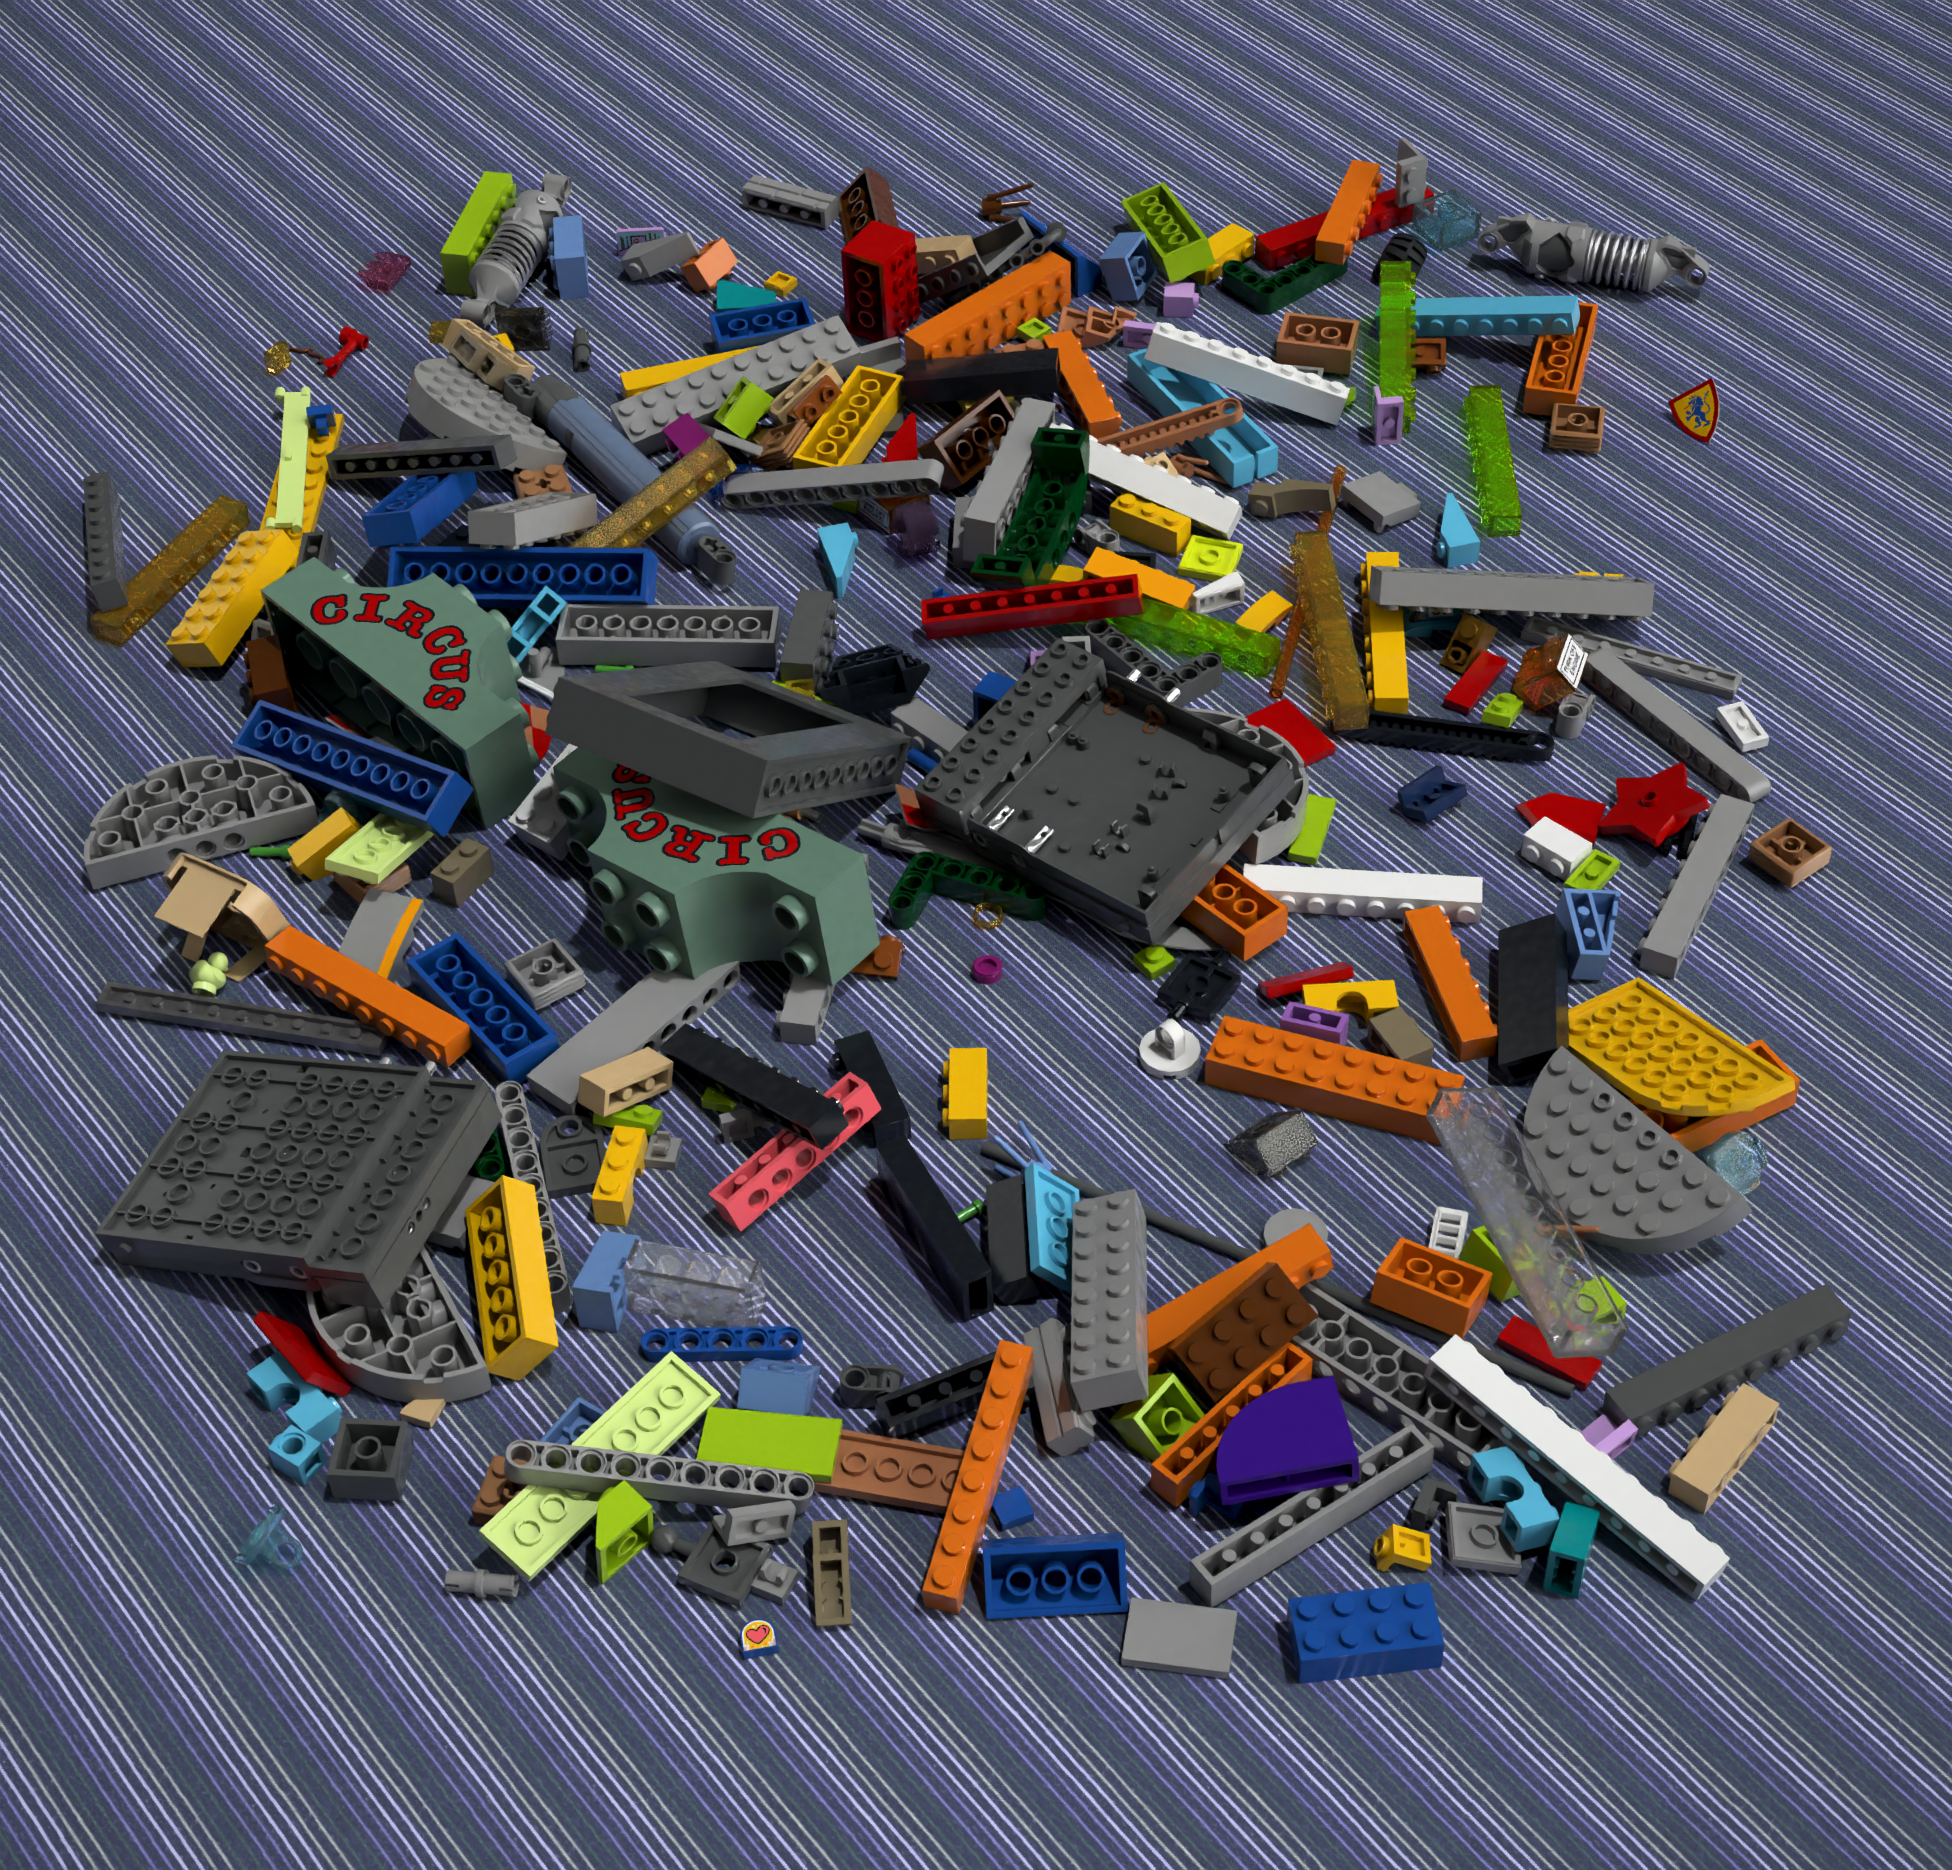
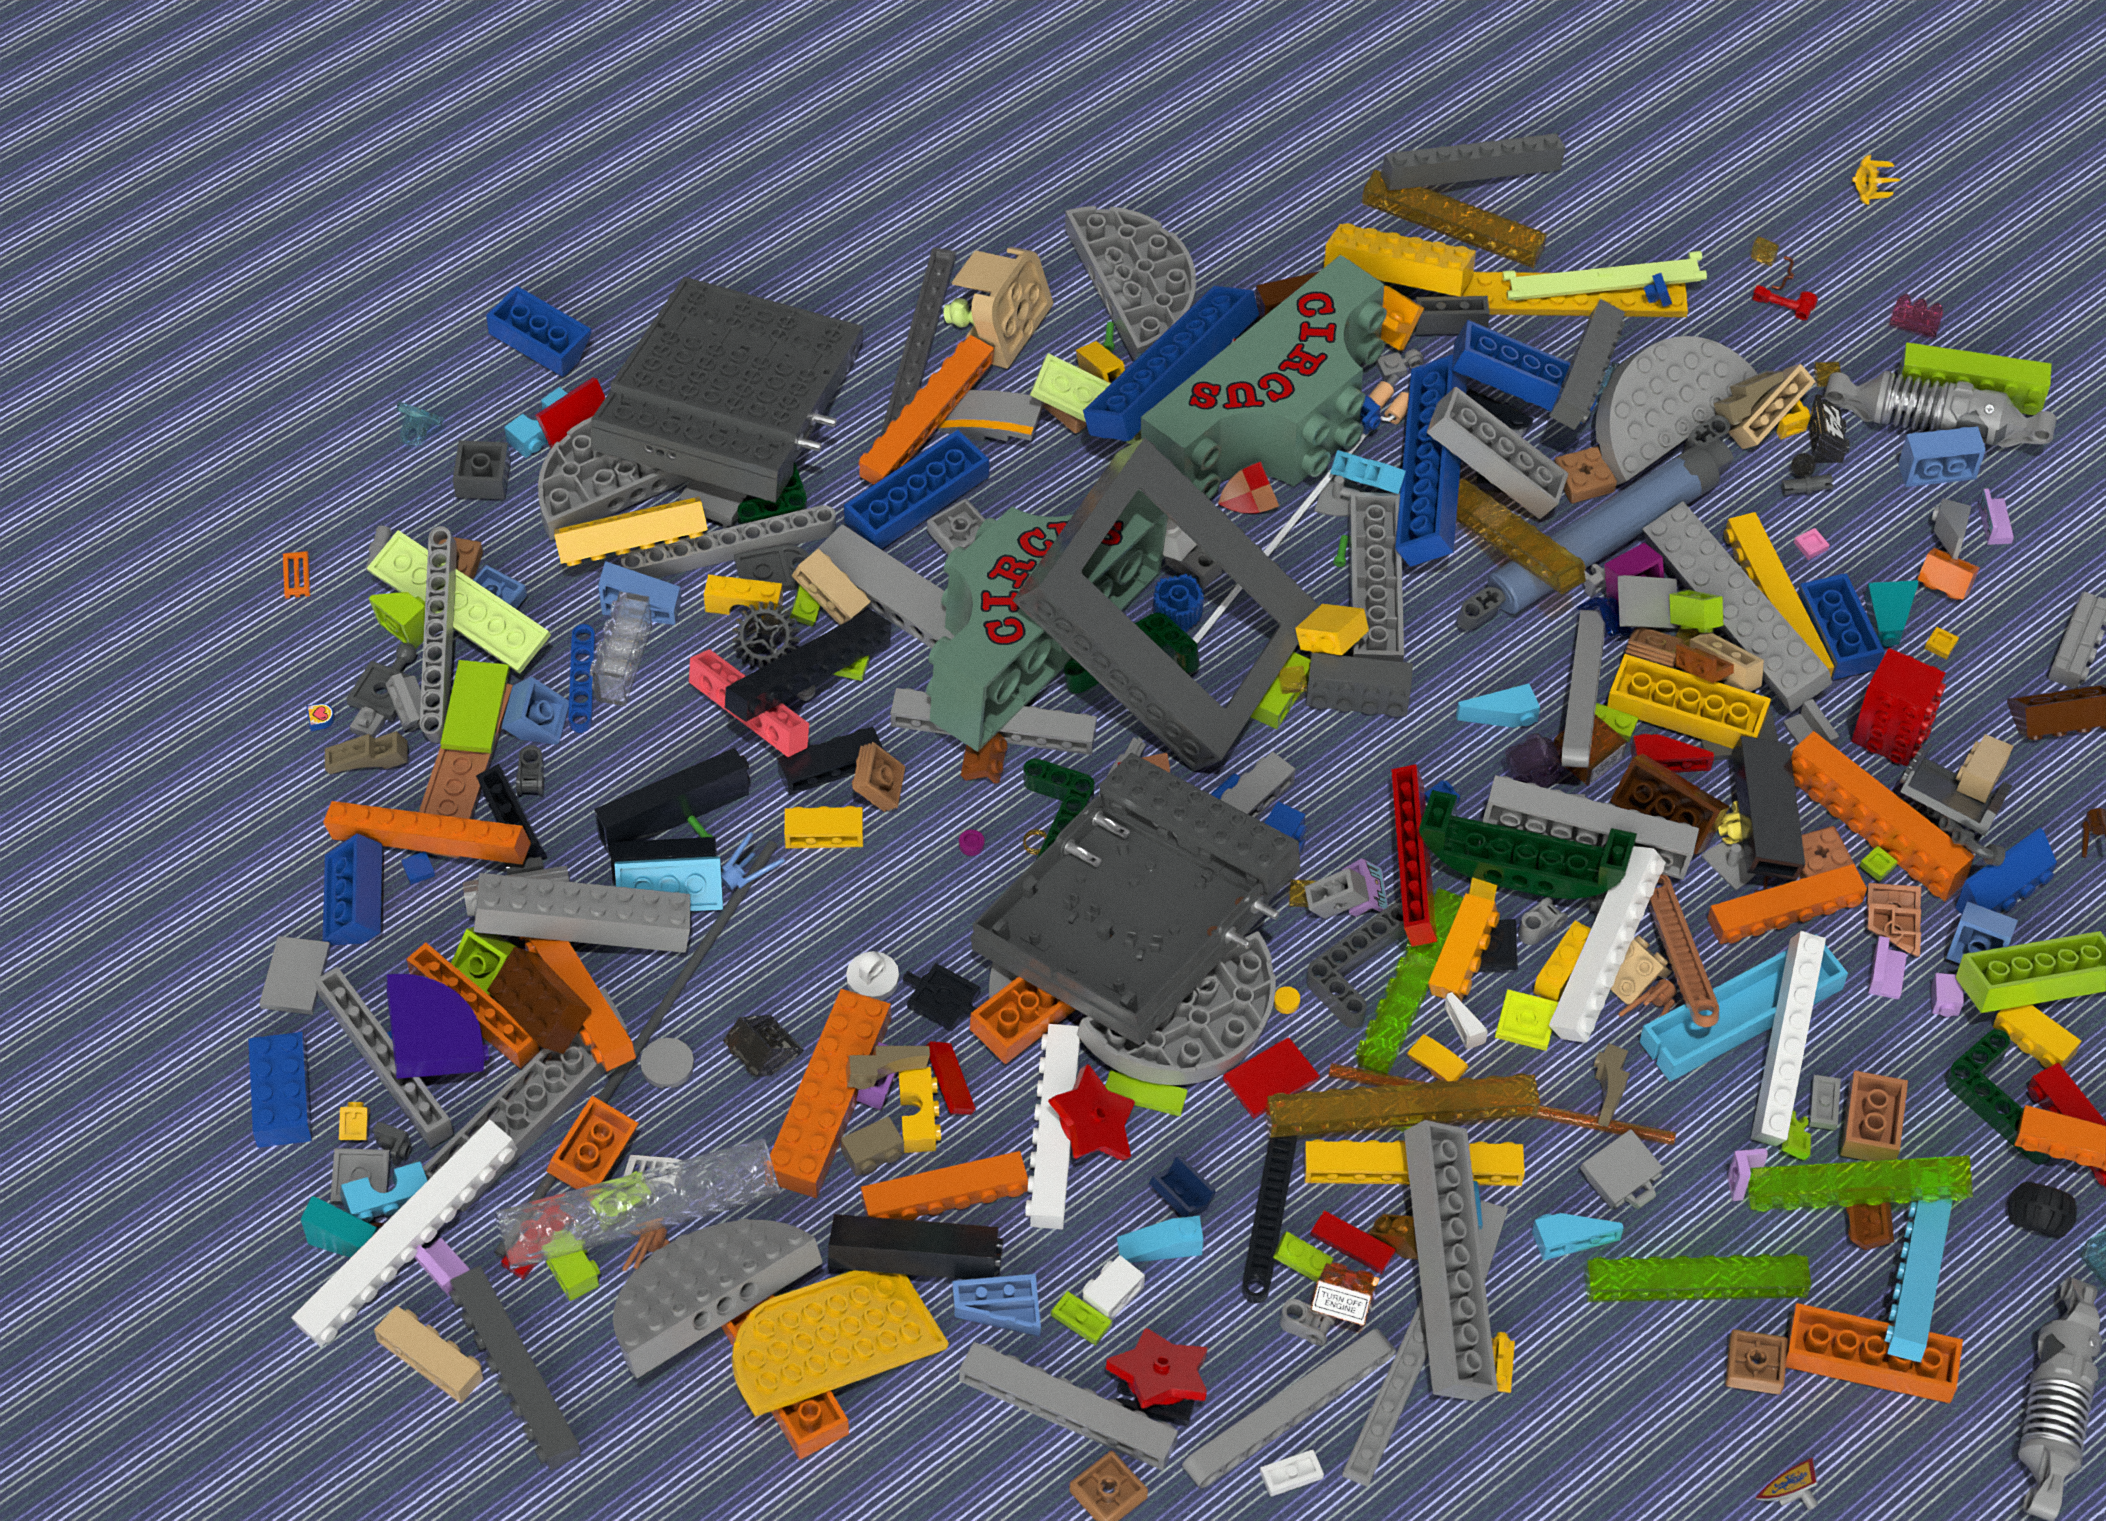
camera: 85 degrees right, 10 degrees up
(139, 1404) = (538, 330): none -> blue slope
(195, 276) = (1869, 168): none -> yellow piece
(297, 1455) = (492, 426): medium azure brick -> none
(423, 1412) = (530, 501): tan tile -> none
(462, 872) = (1076, 462): dark tan brick -> none
(508, 1692) = (297, 590): none -> orange tile
(559, 347) = (1803, 464): none -> clear smoke plate
(652, 354) = (1811, 543): none -> bright pink tile
(693, 1136) = (756, 640): none -> dark grey gear
(751, 644) = (1332, 629): none -> yellow brick
(874, 679) = (1319, 735): black wedge -> none
(918, 1037) = (878, 777): none -> medium nougat brick
(1154, 961) = (977, 967): lime plate -> none
(1320, 1007) = (865, 1070): none -> dark tan slope
(1359, 853) = (1094, 1116): none -> red plate
(1493, 812) = (1163, 1240): none -> medium azure slope
(1570, 812) = (1167, 1305): red tile -> none
(1738, 1160) = (716, 1391): clear light blue tile -> none

